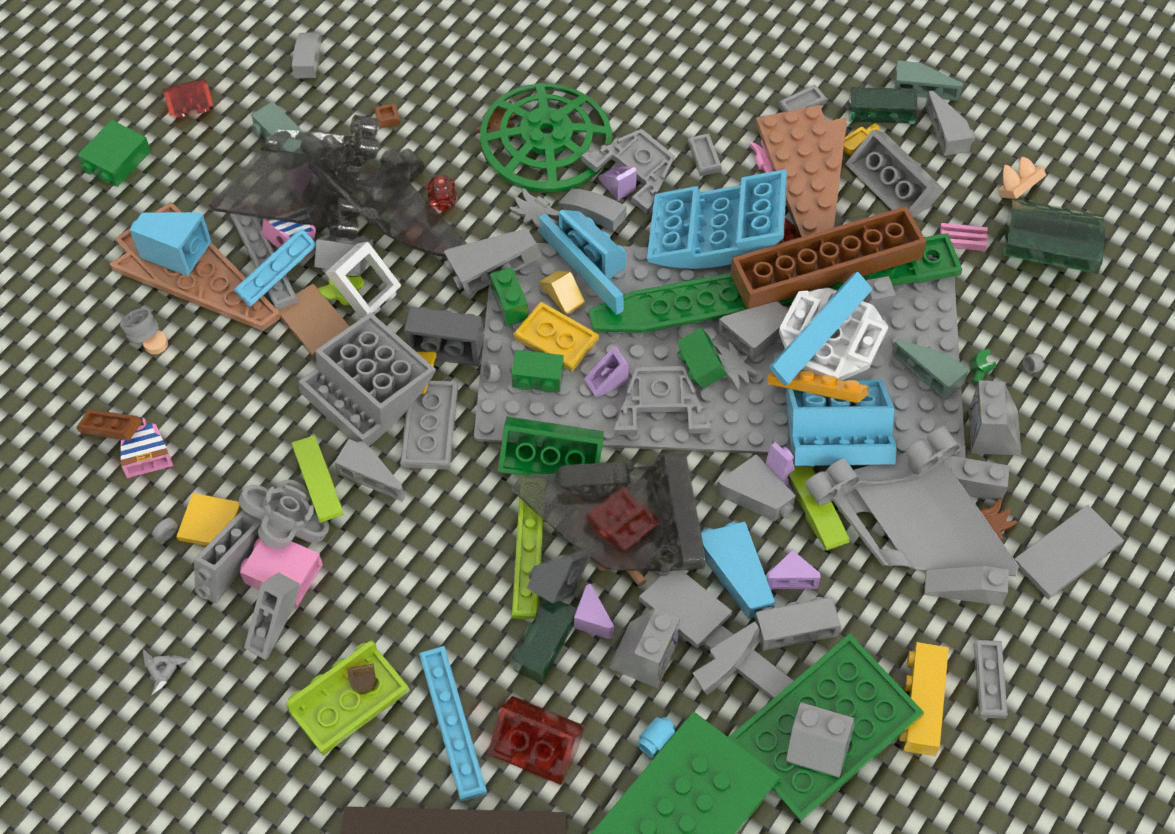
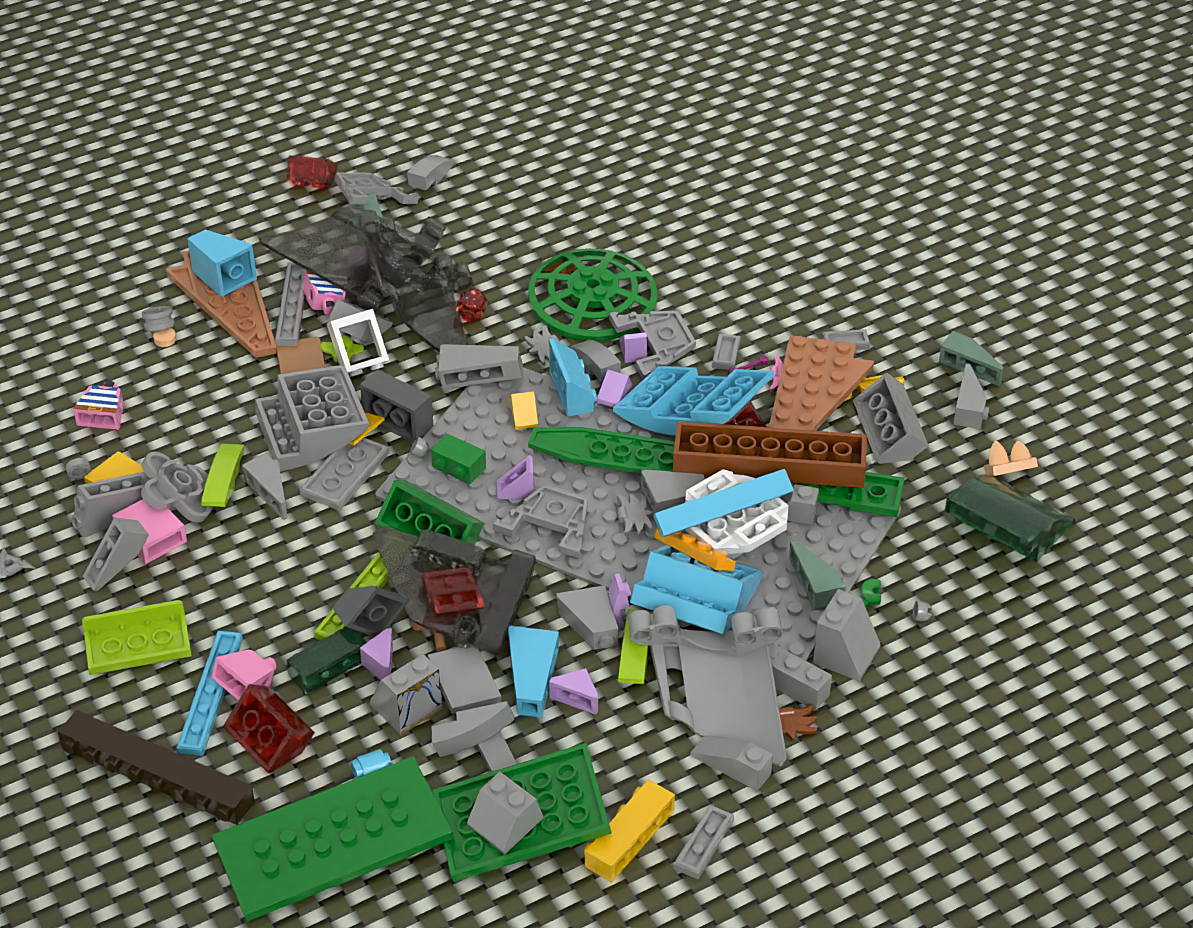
camera: 25 degrees right, 15 degrees down
(109, 424) = (85, 378): dark orange tile -> none
(114, 153) = (224, 193): green brick -> none
(253, 94) = (357, 186): none -> light grey wing
(275, 267) = (291, 310): medium azure tile -> none
(362, 678) = (157, 627): clear orange tile -> none
(387, 115) = (468, 237): dark orange tile -> none
(480, 692) = (242, 668): none -> bright pink torso
(509, 296) = (472, 396): green brick -> none
(555, 333) = (497, 438): yellow tile -> none
(581, 264) = (550, 391): medium azure tile -> none
(634, 237) = (614, 388): none -> lavender slope
(701, 358) = (607, 496): green brick -> none
(741, 152) = (762, 360): none -> magenta hinge
(797, 623) = (552, 728): light grey brick -> none
(882, 105) = (917, 364): clear green brick -> none
(966, 232) = (926, 490): bright pink tile -> none
(1068, 551) = (849, 771): light grey tile -> none

